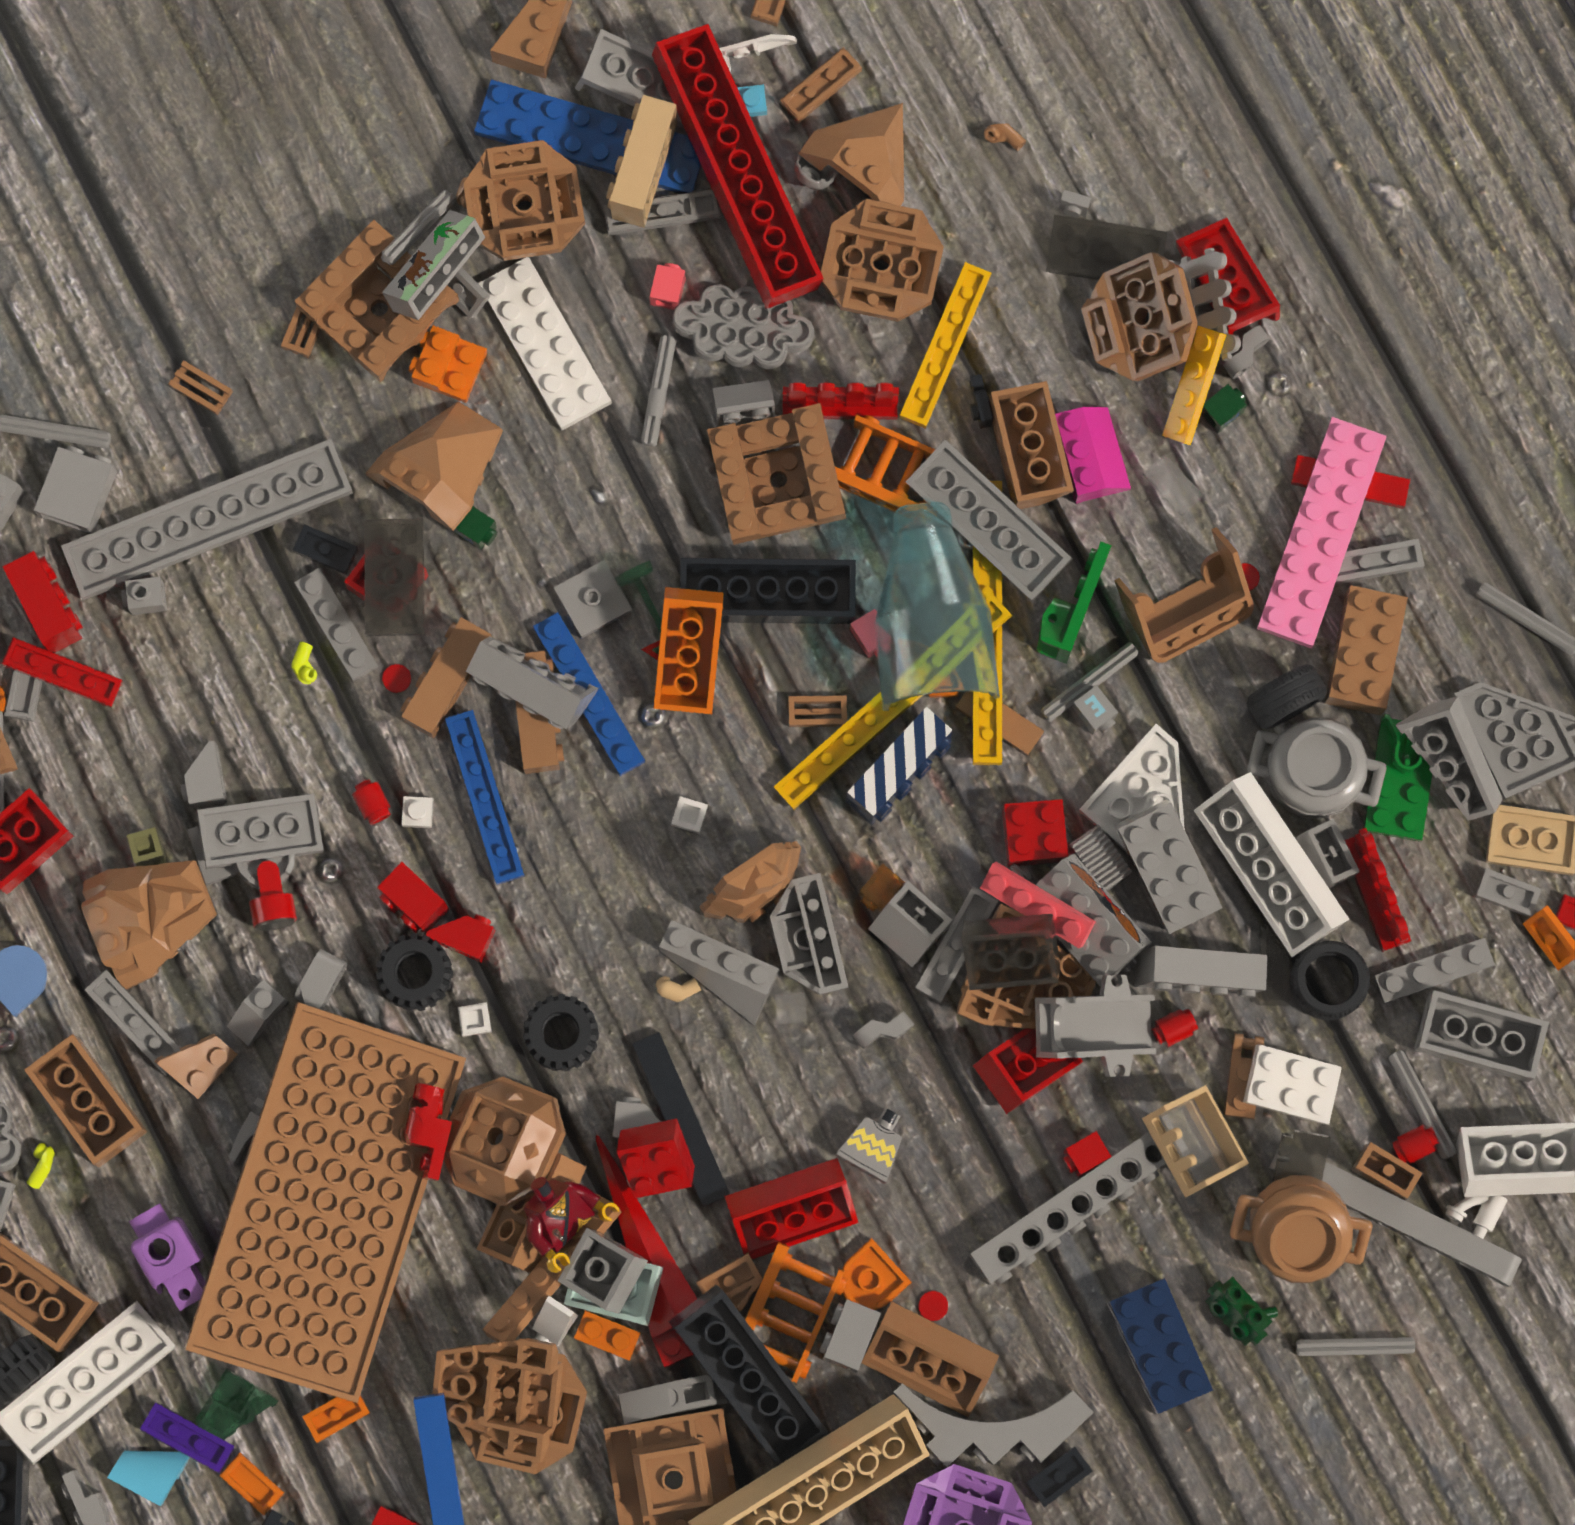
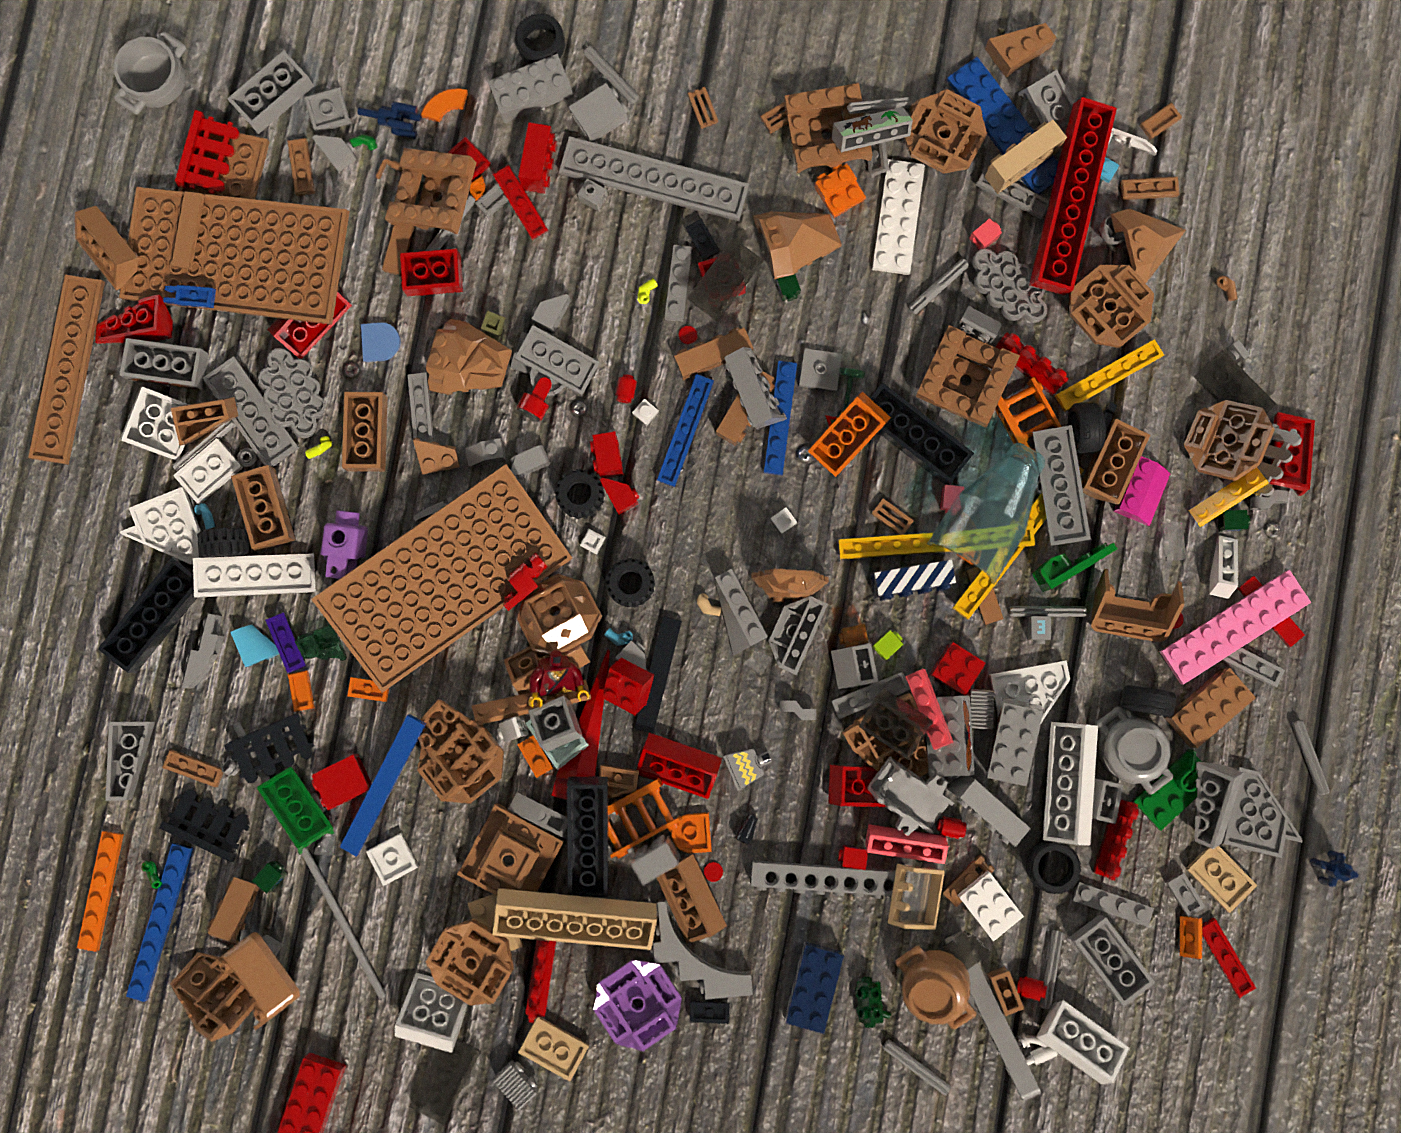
camera: 45 degrees right, 5 degrees up
(600, 1112) = (619, 639): none -> medium azure arm
(930, 867) = (888, 644): none -> lime brick
(934, 1225) = (746, 829): none -> black cone
(965, 427) = (1088, 426): none -> black tyre
(1130, 1093) = (915, 846): none -> coral brick
(1256, 471) = (1224, 568): none -> white slope

